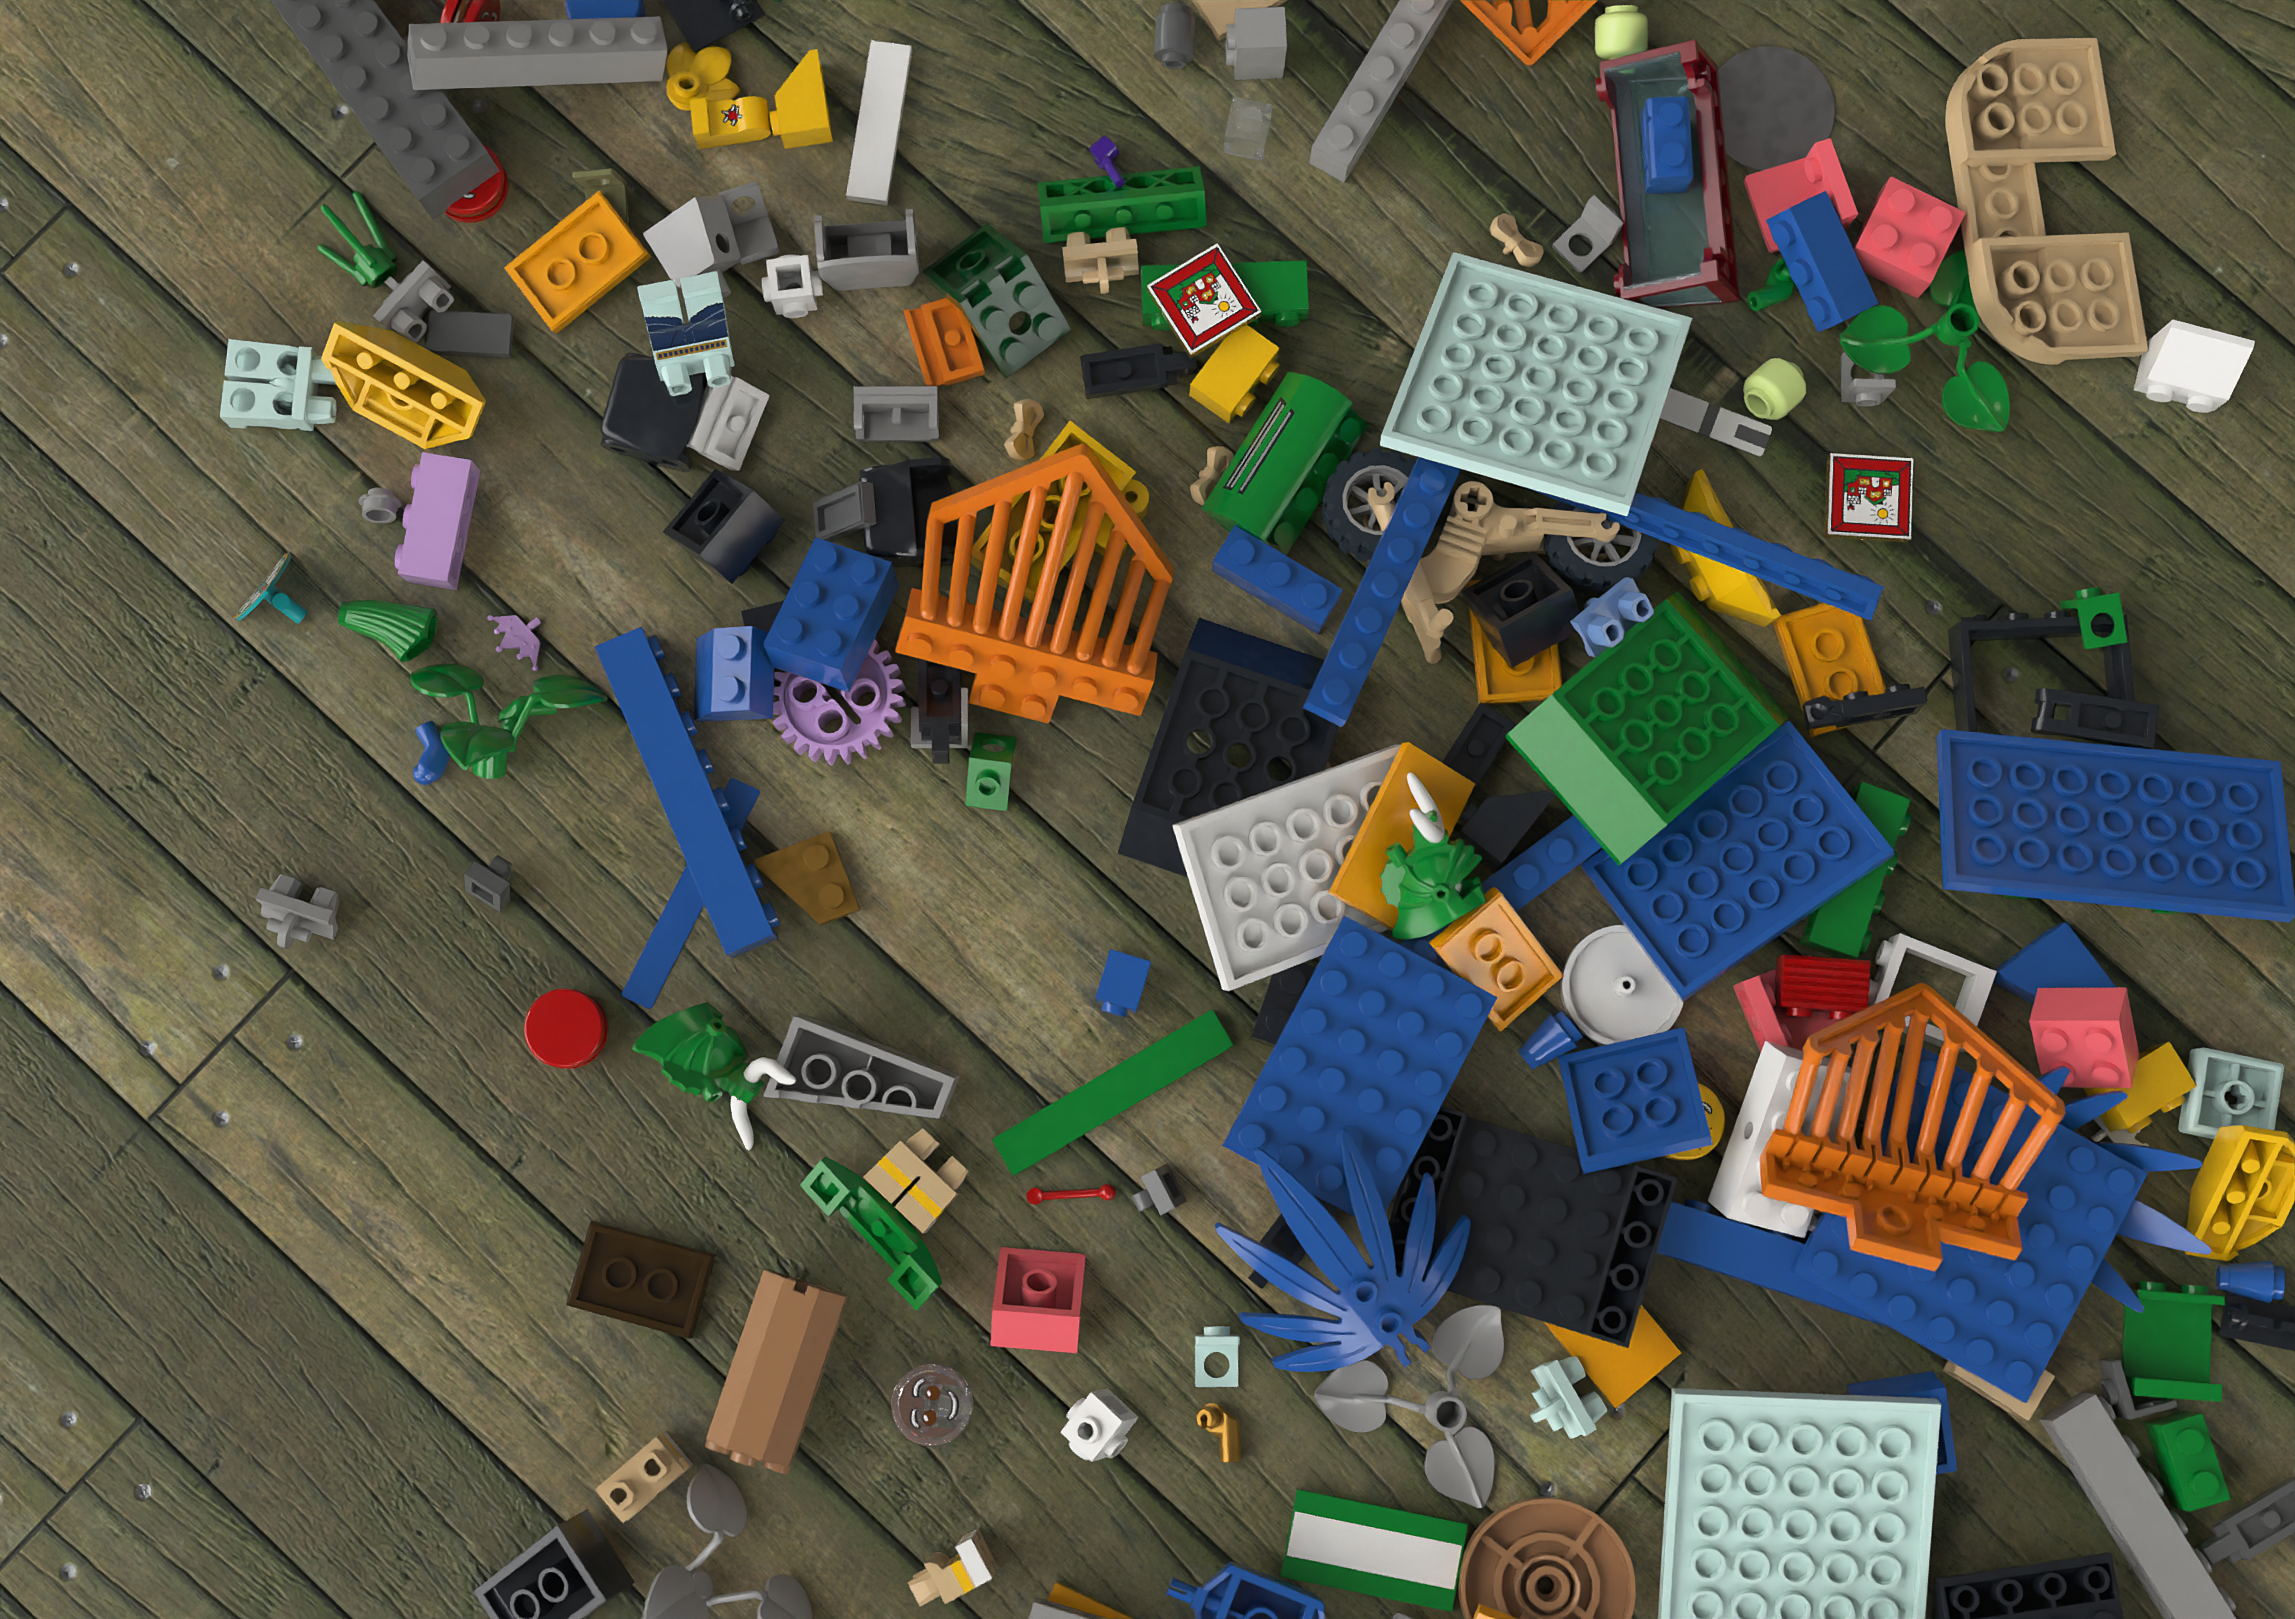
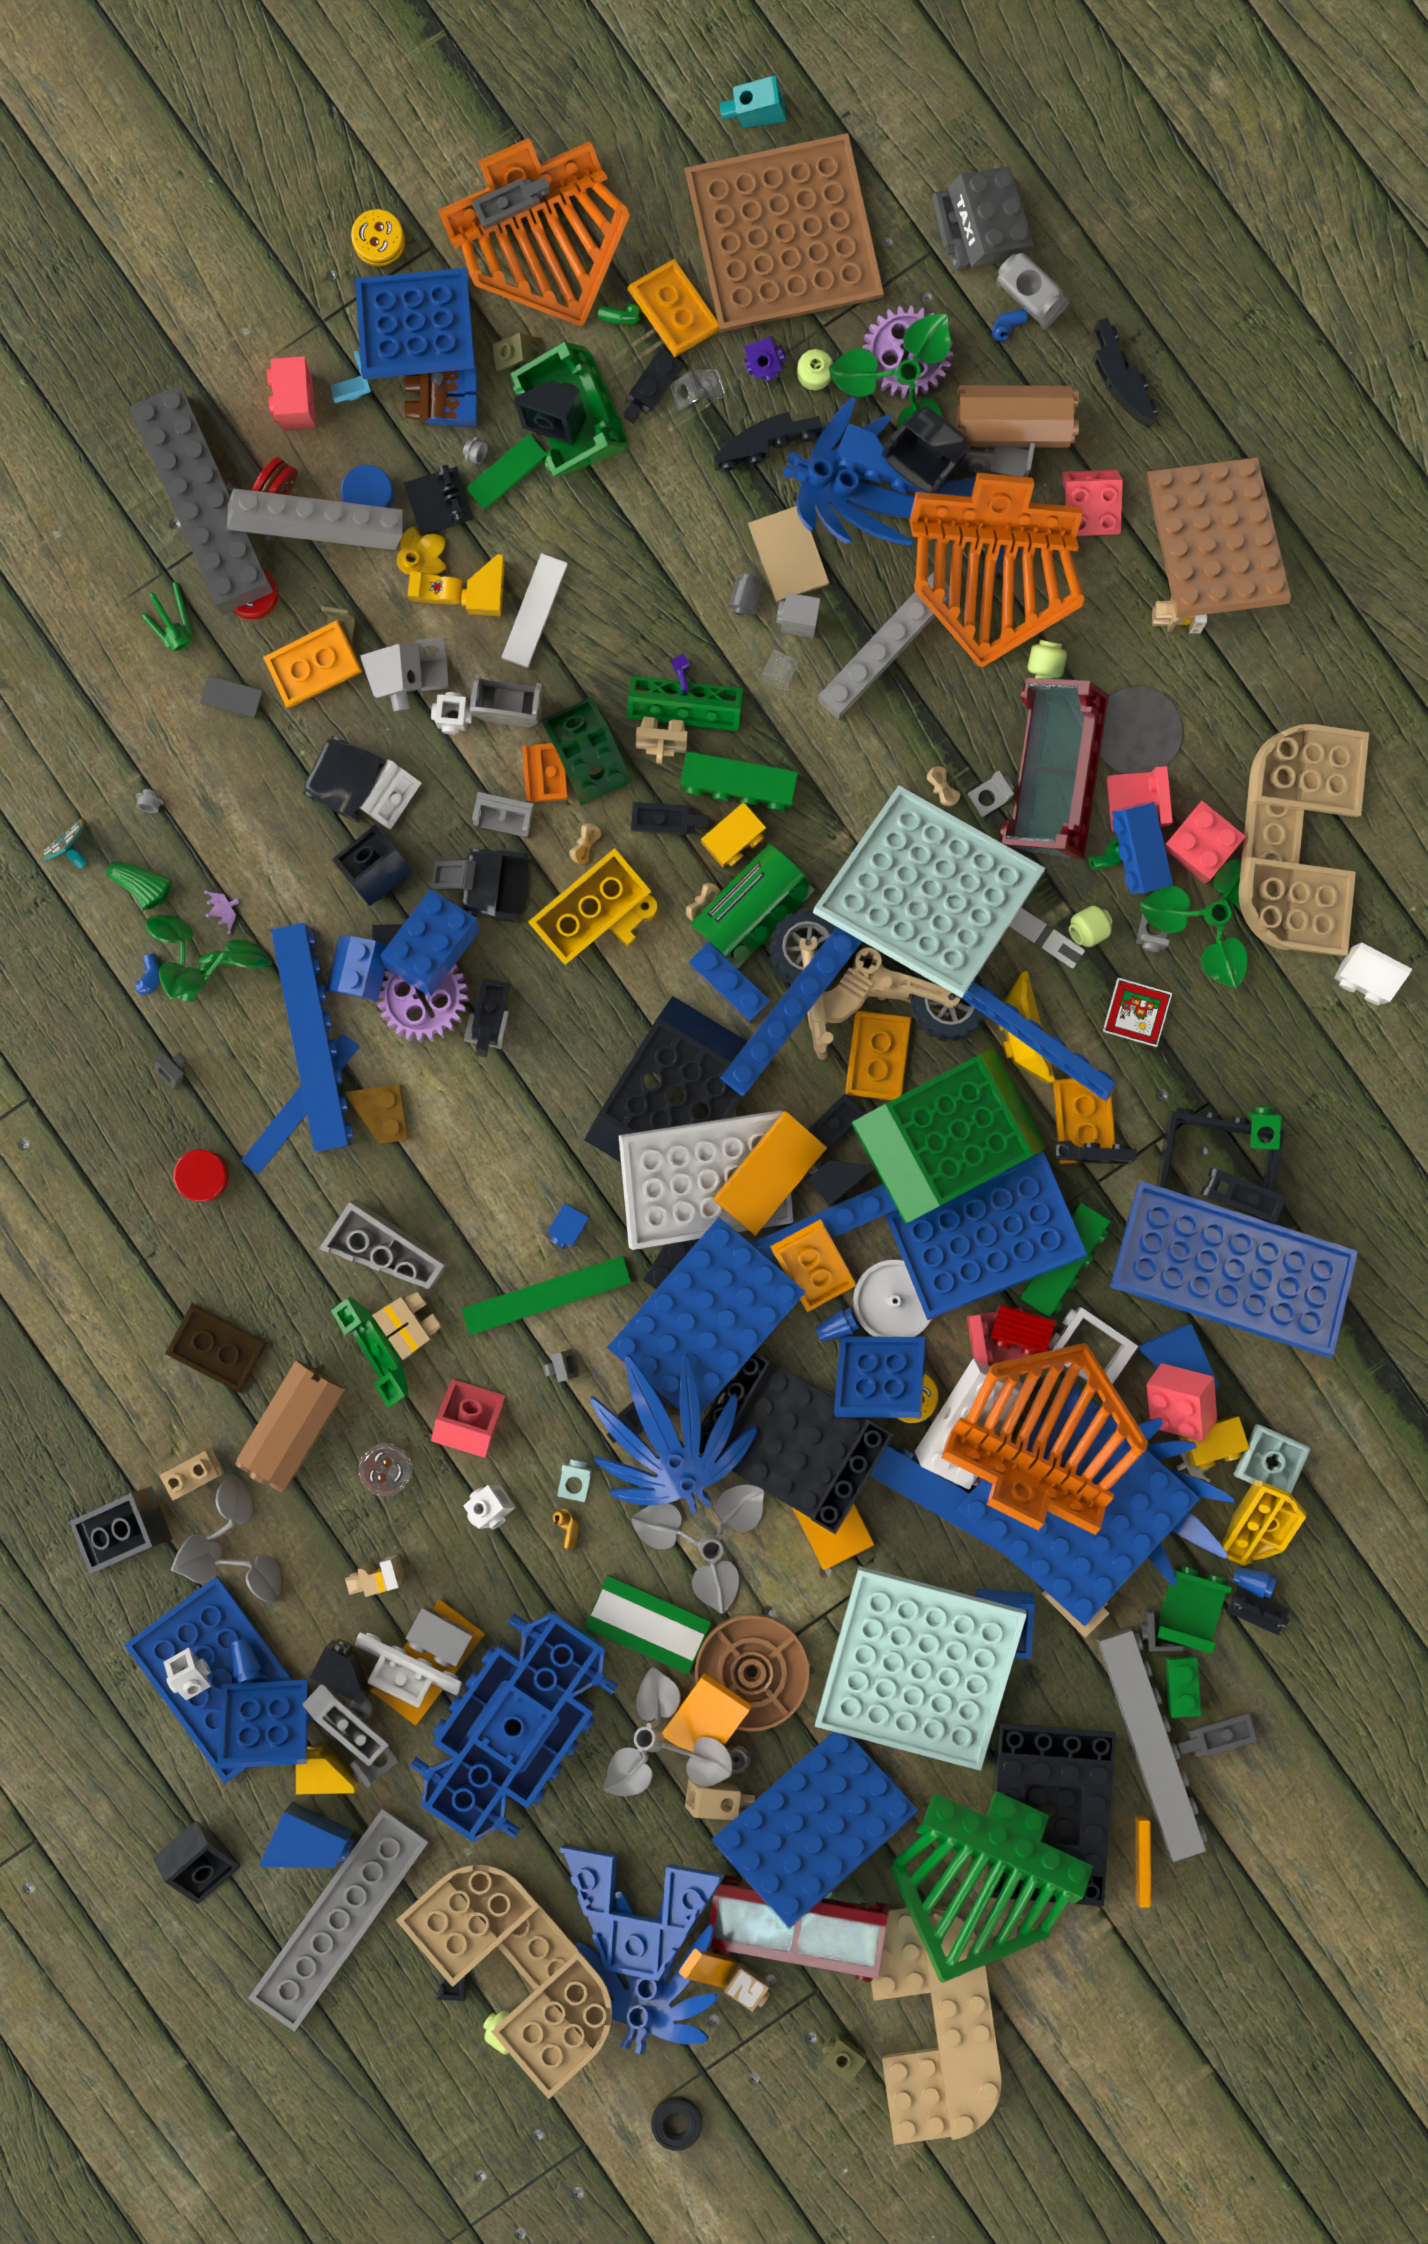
camera: 15 degrees right, 5 degrees up
(275, 387) = (106, 710): light aqua hips -> none
(296, 918) = (41, 1065): light grey hips -> none
(402, 385) = (181, 724): yellow wedge -> none
(412, 301) = (196, 667): light grey hips -> none
(437, 521) = (184, 820): lavender brick -> none
(690, 347) = (371, 743): light aqua hips -> none
(705, 1054) = (287, 1214): green helmet -> none
(990, 772) = (512, 1068): green bracket -> none
(1024, 660) = (549, 1001): orange plate -> none
(1036, 1196) = (482, 1351): red hinge -> none
(1203, 300) = (722, 785): tile -> none
(1431, 875) = (780, 1203): green helmet -> none
(1523, 608) = (886, 1038): black slope -> none
(1559, 1400) = (788, 1559): light aqua hips -> none
(1611, 616) = (940, 1058): medium blue hips -> none
(1666, 145) = (1058, 744): blue brick -> none

